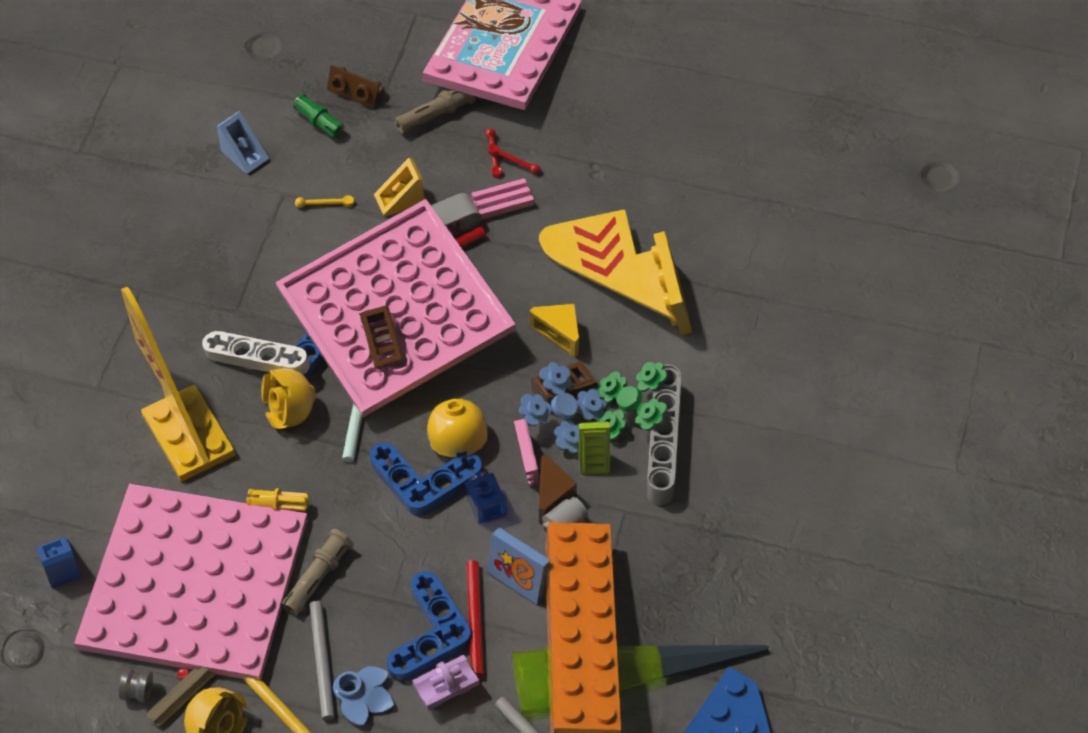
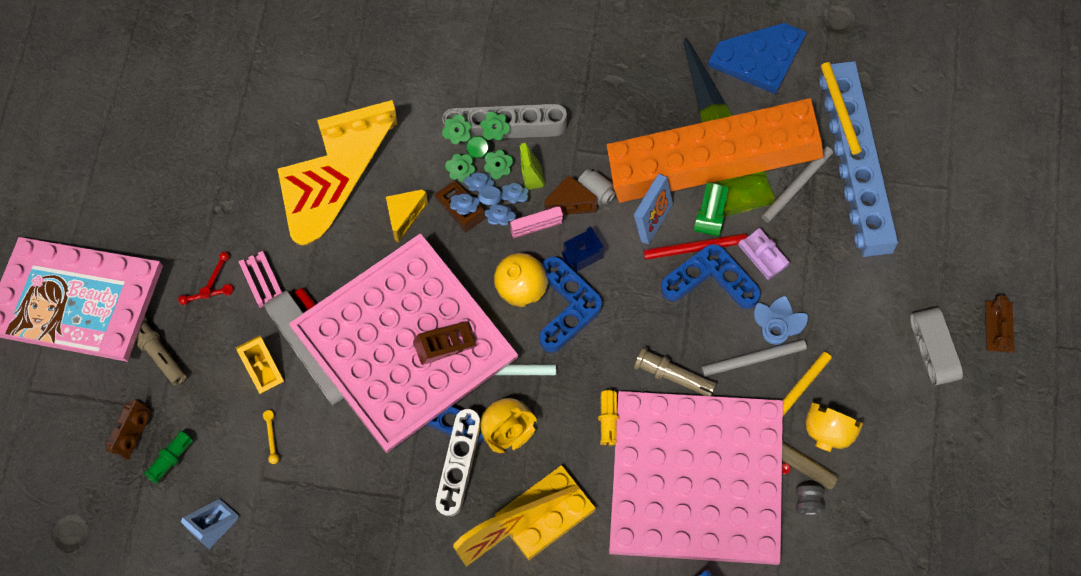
camera: 95 degrees left, 10 degrees up
(507, 633) = (711, 215): none -> green piece

